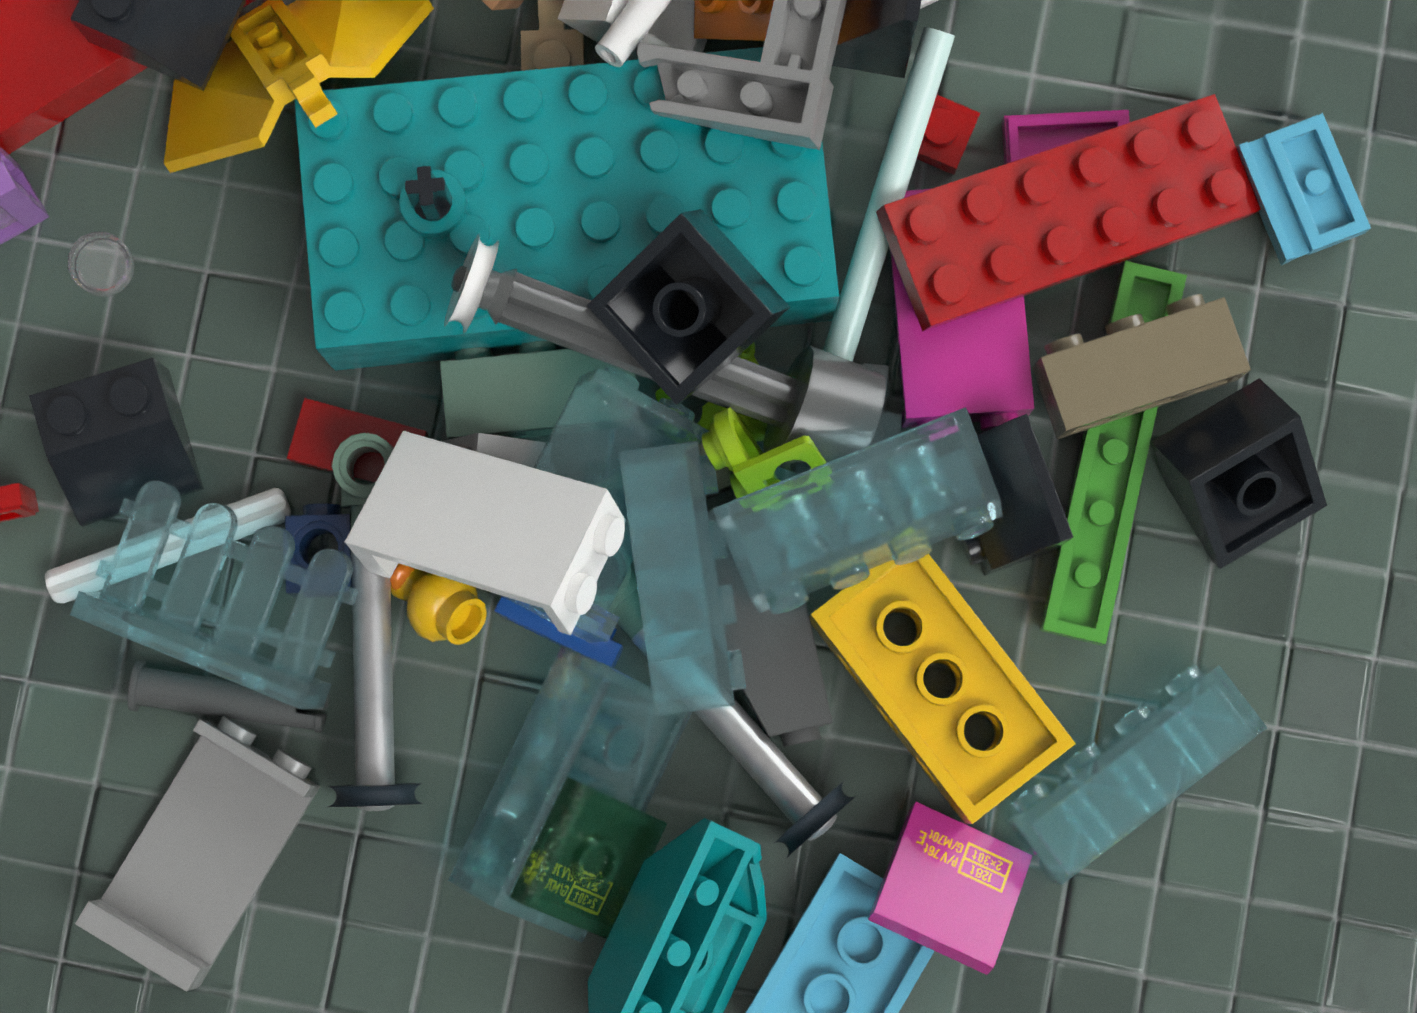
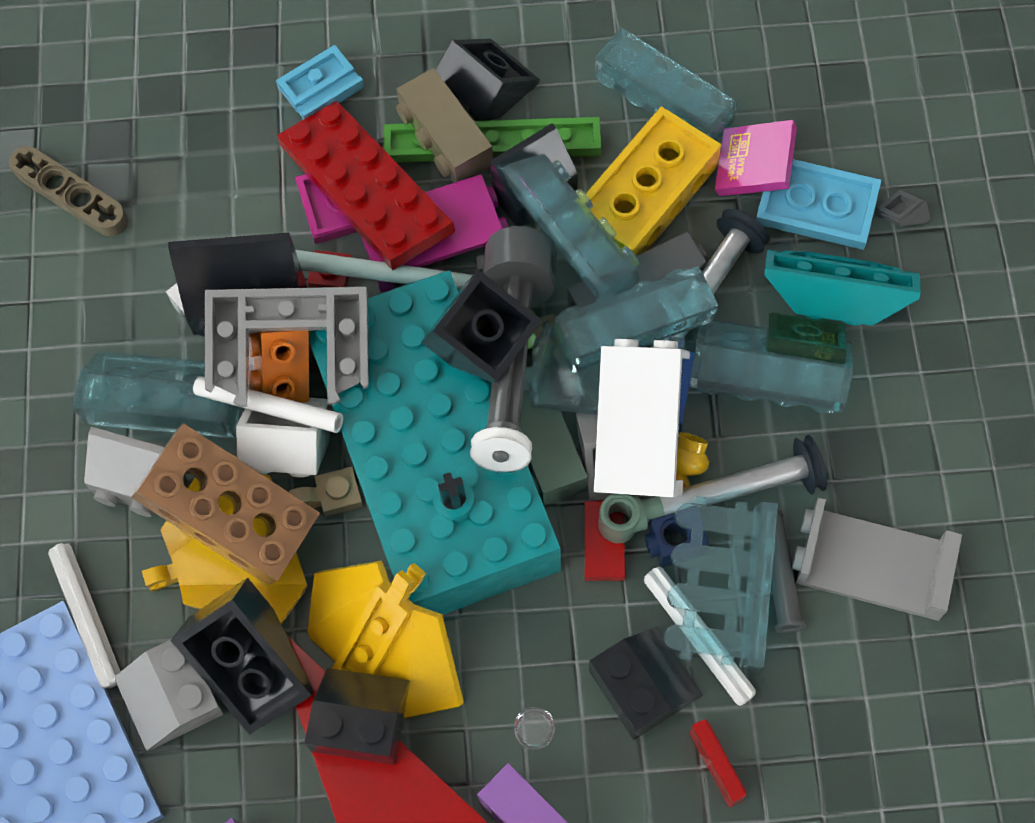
camera: 100 degrees left, 15 degrees down
(733, 447) = (567, 293): lime bracket -> none

